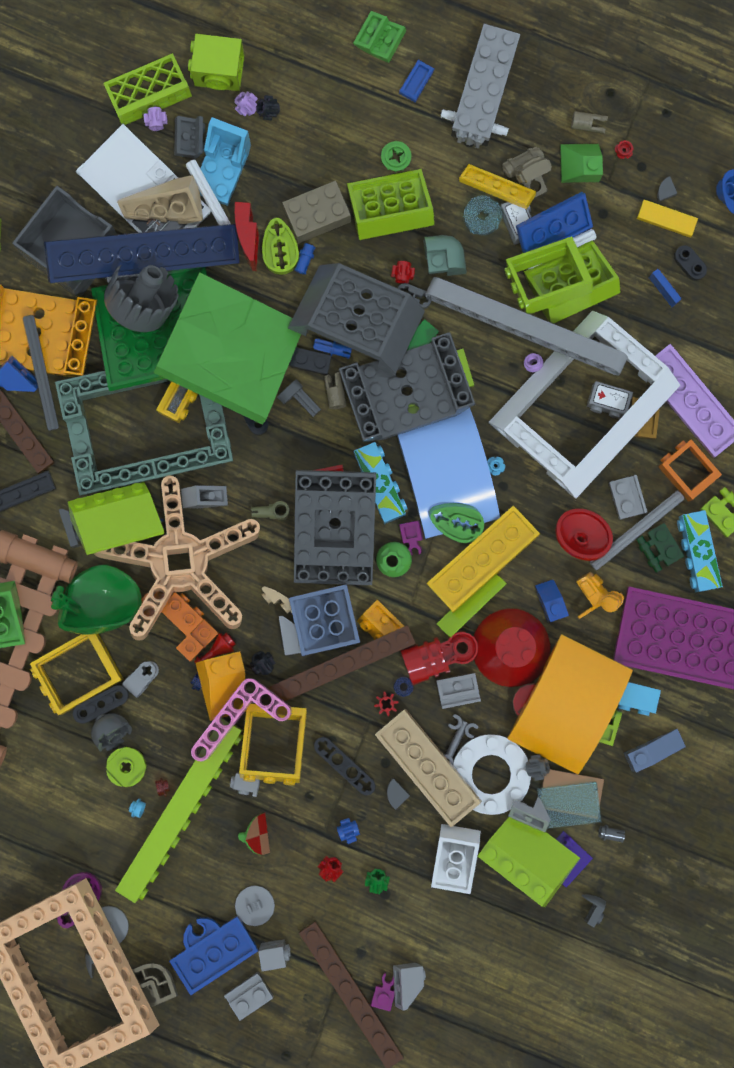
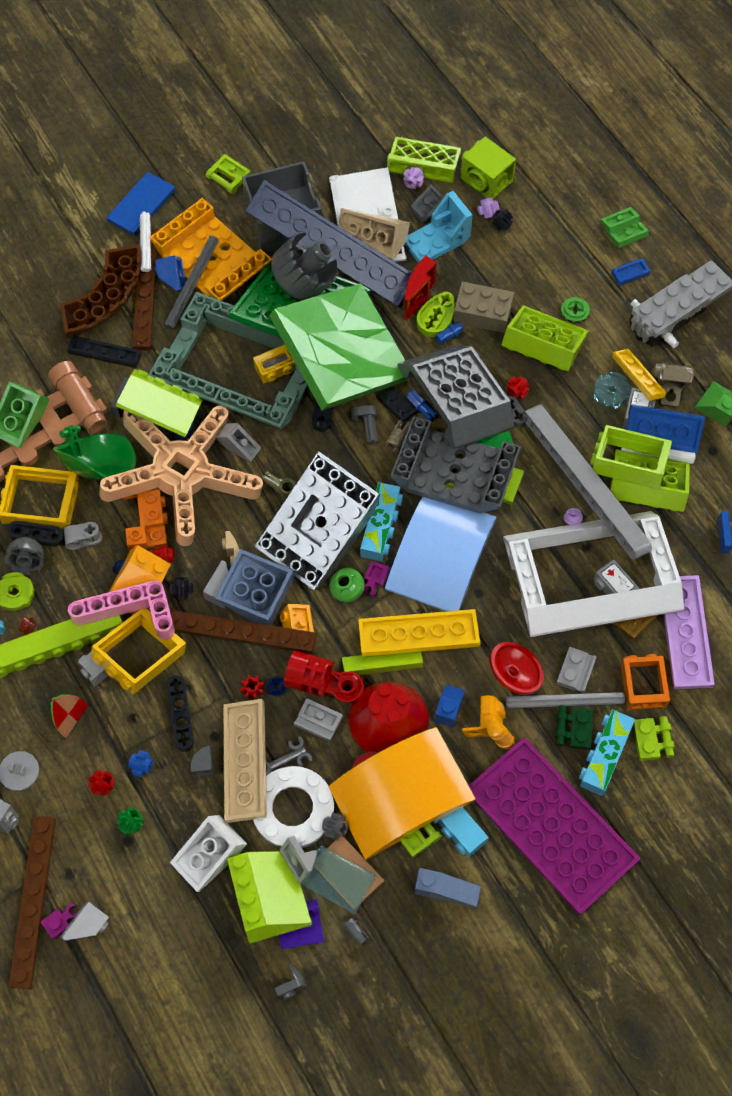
camera: 40 degrees right, 20 degrees down
(207, 193) = (412, 242): white axle -> none
(444, 255) = (560, 395): sand green brick -> none
(463, 512) = (430, 584): bright green piece -> none
(500, 466) = (483, 576): medium azure plate -> none

